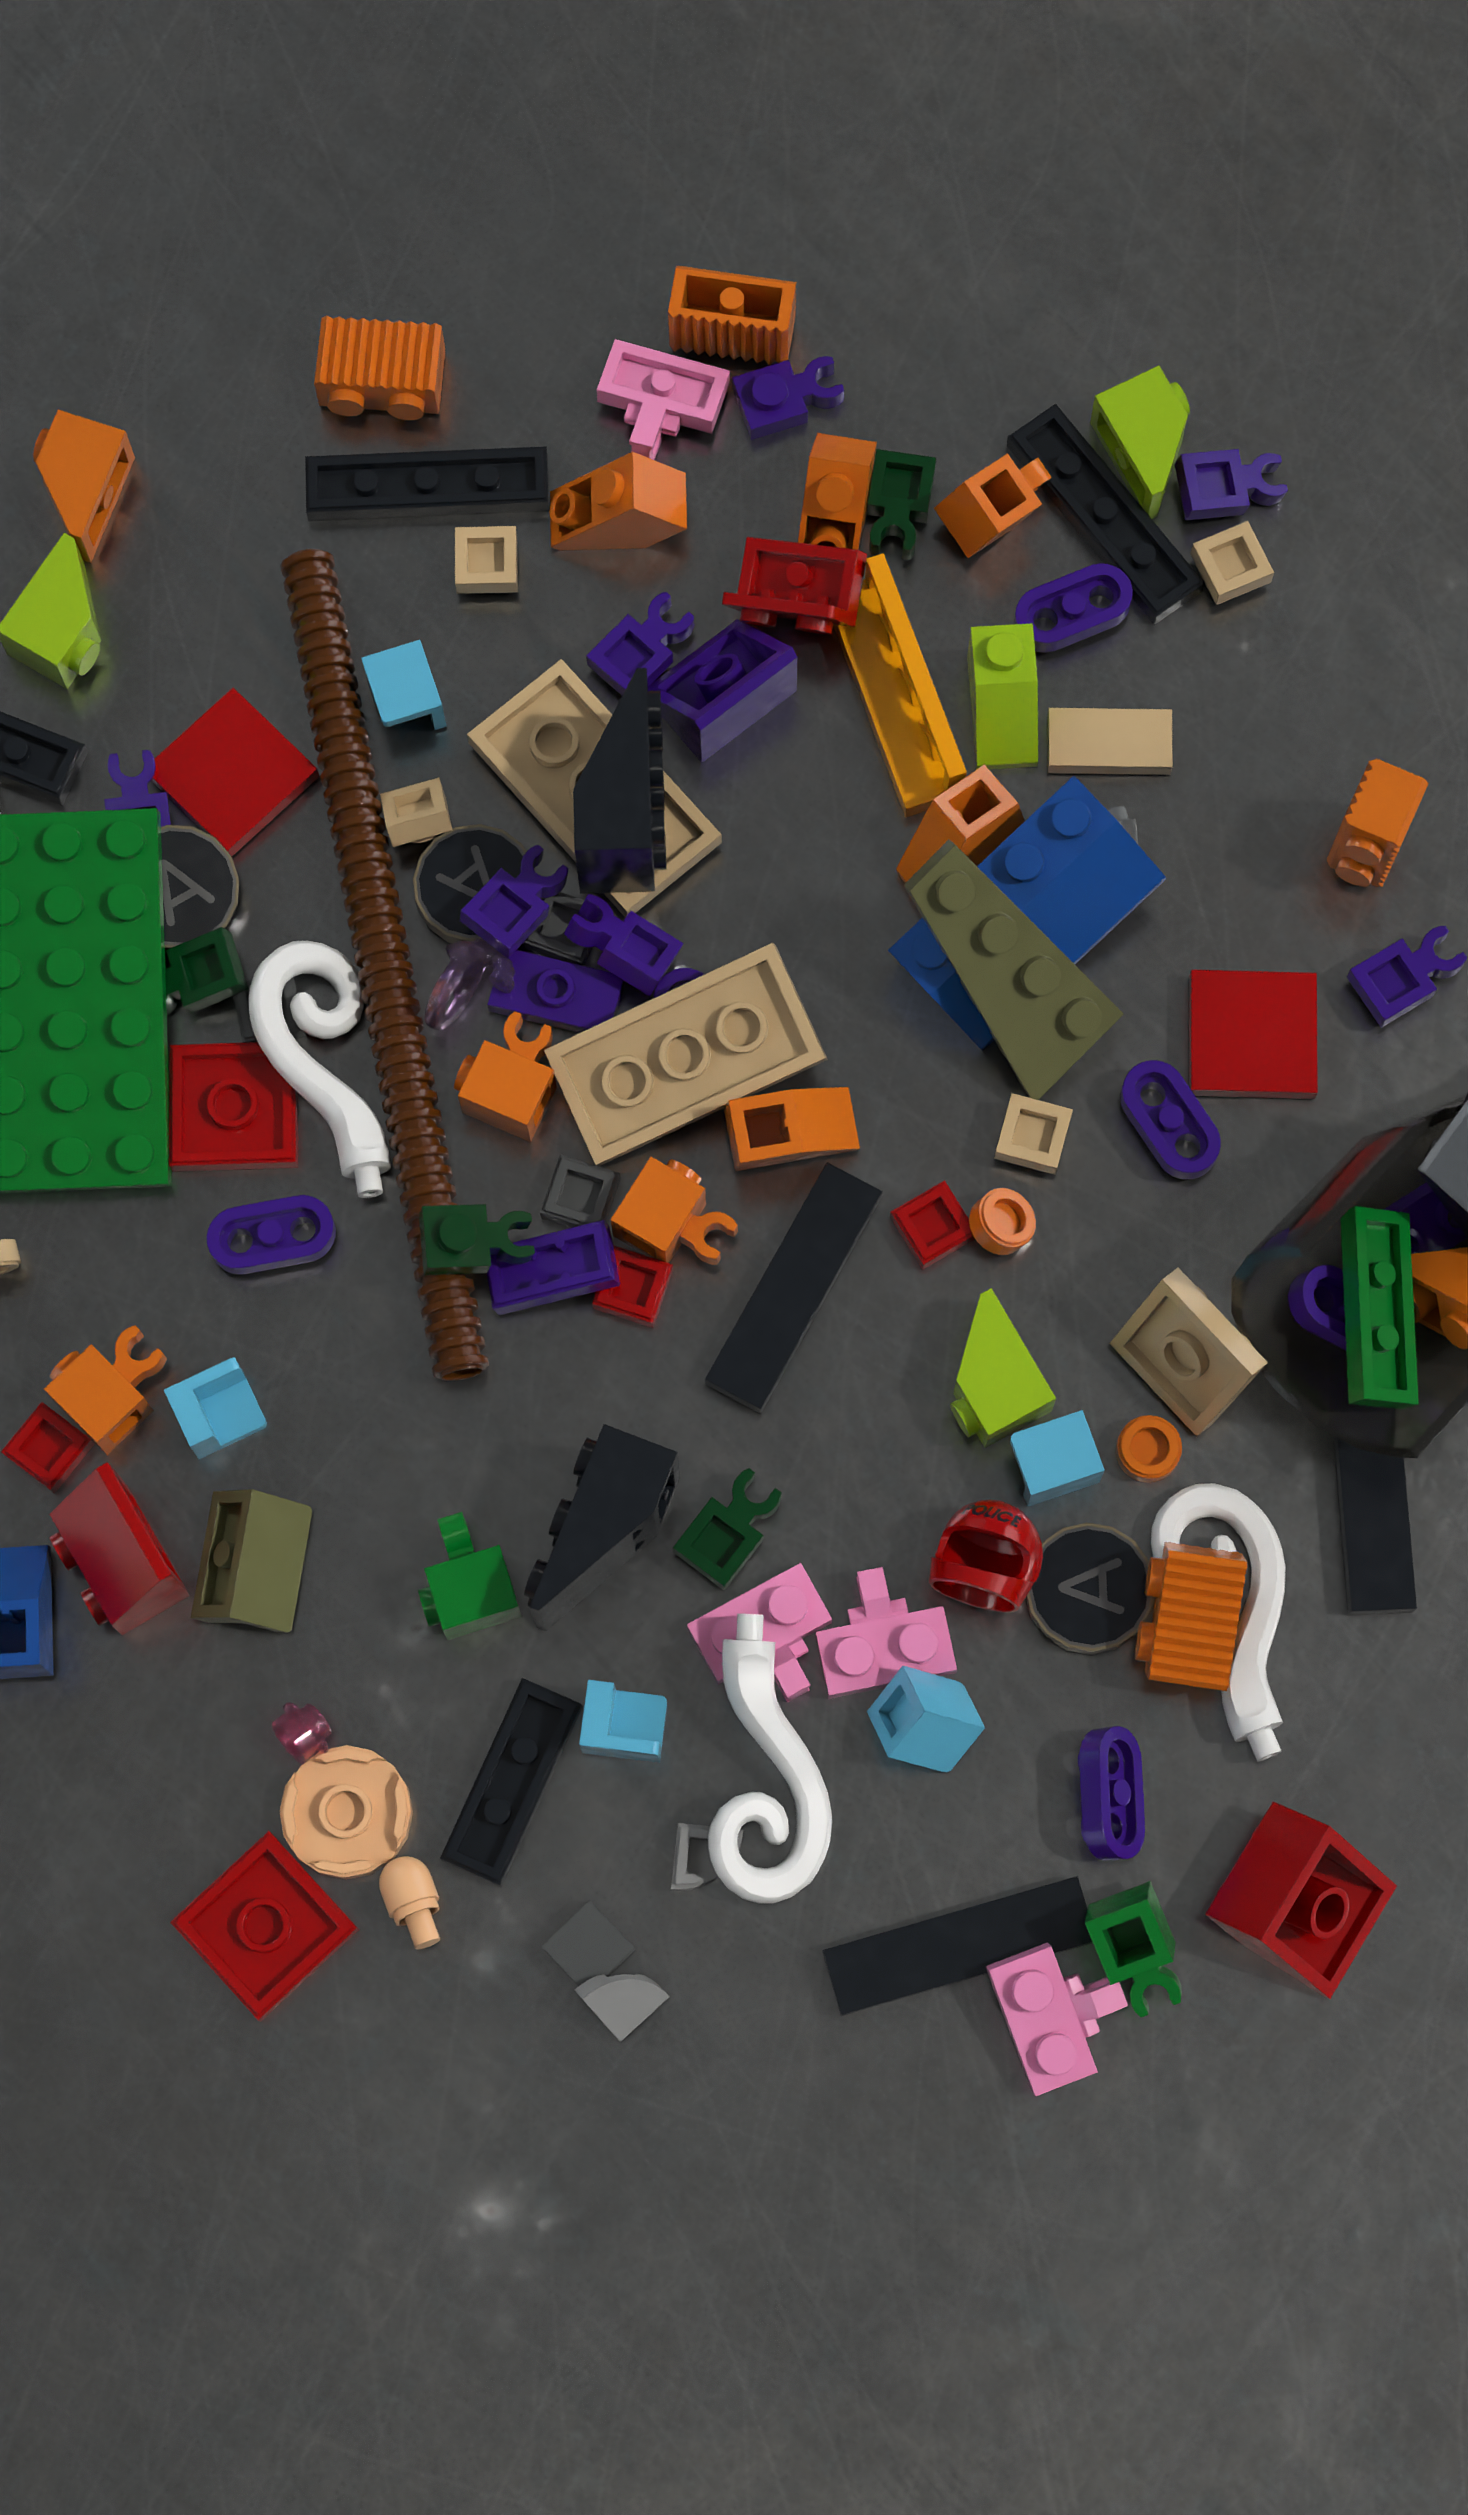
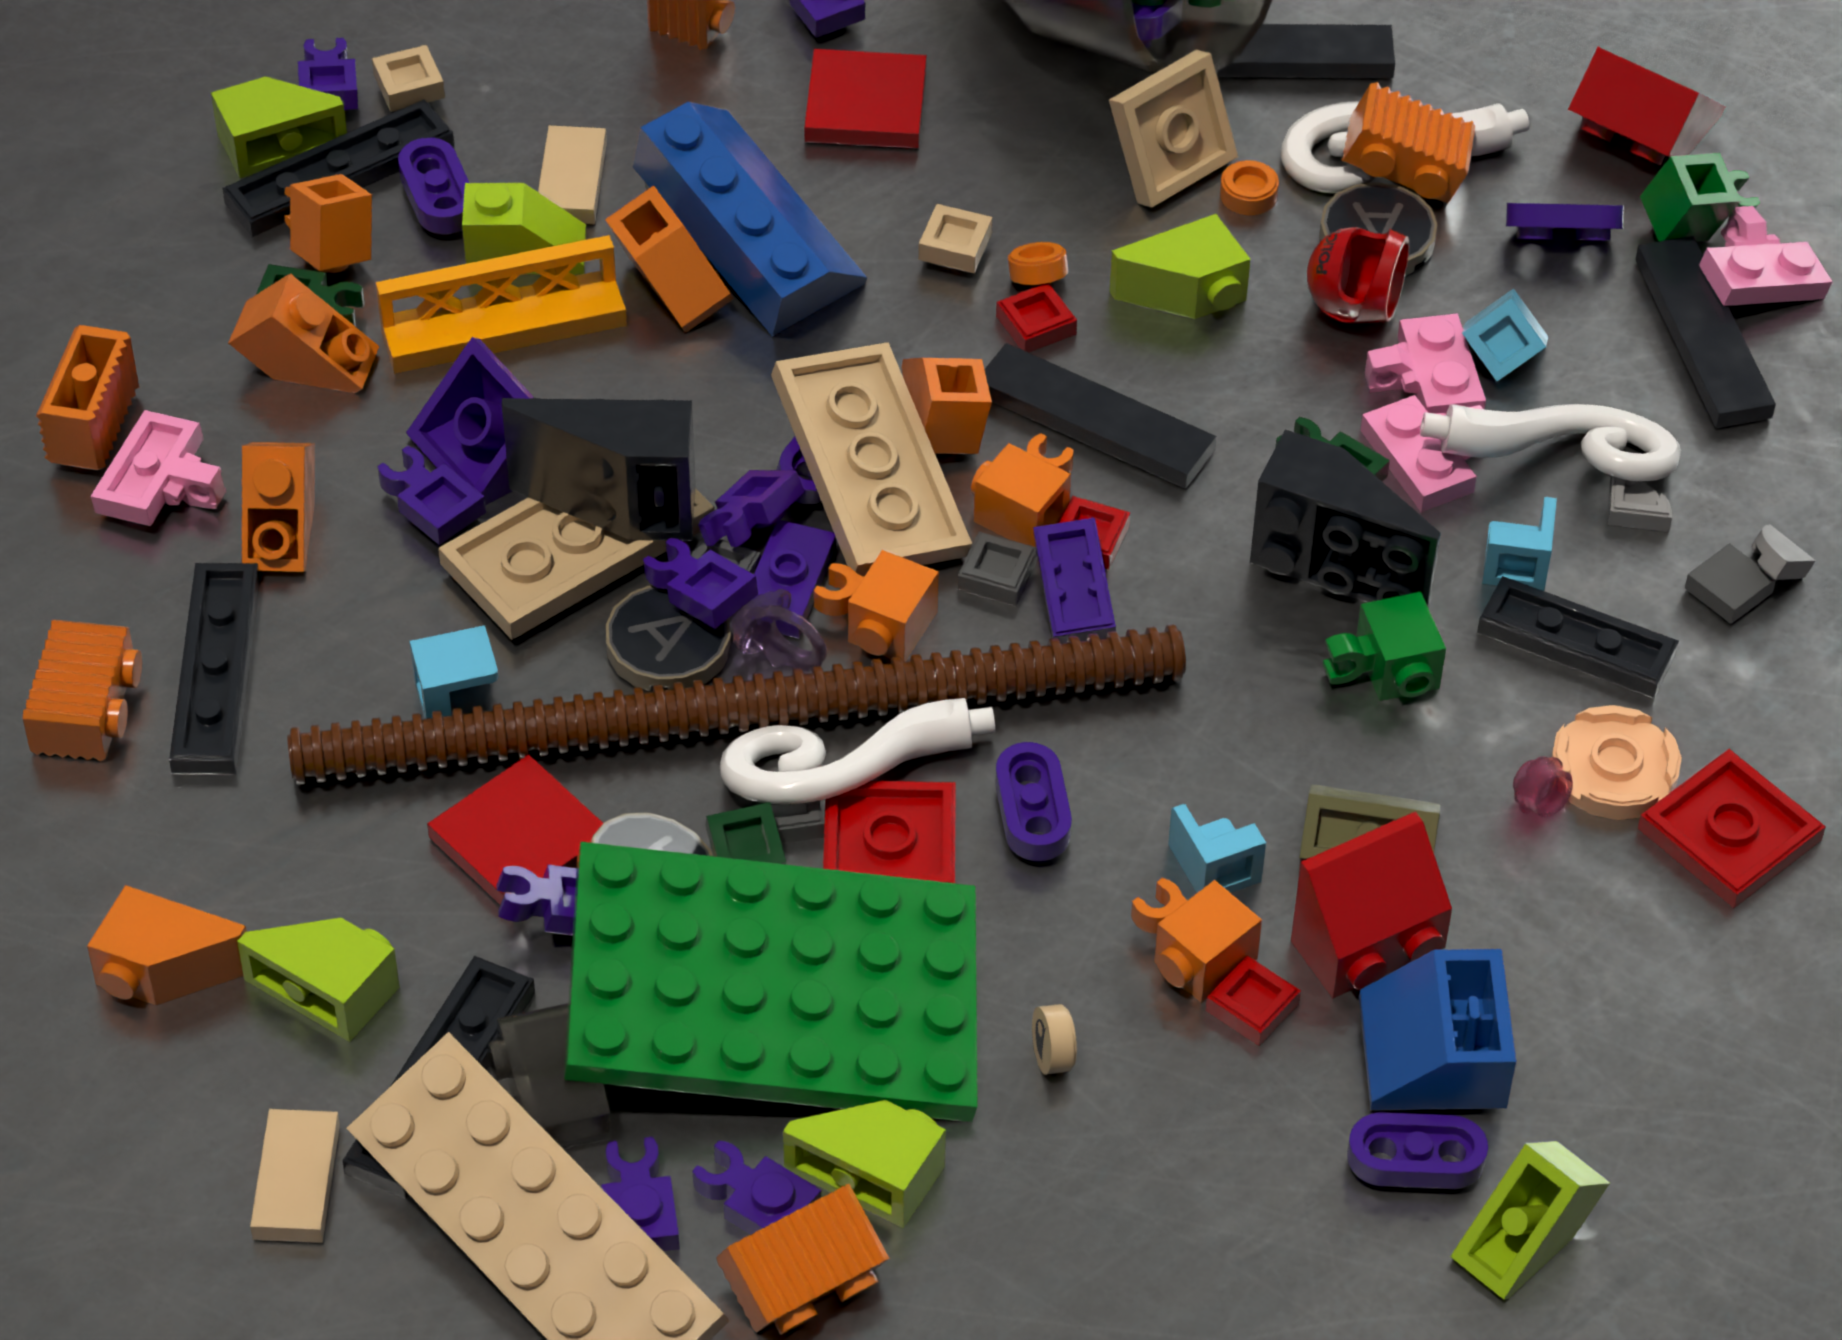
camera: 90 degrees left, 25 degrees down
(411, 1898) = (1697, 708): light nougat cylinder -> none
(416, 812) = (589, 666): tan plate -> none
(461, 1239) = (1054, 619): dark green plate -> none
(486, 559) = (315, 612): tan plate -> none
(777, 399) = (172, 384): dark purple plate -> none
(800, 583) = (386, 362): red bracket -> none
(1019, 980) = (815, 201): olive wing -> none
(1057, 1458) = (1267, 222): medium azure panel -> none
(1172, 1121) = (946, 149): dark purple plate -> none

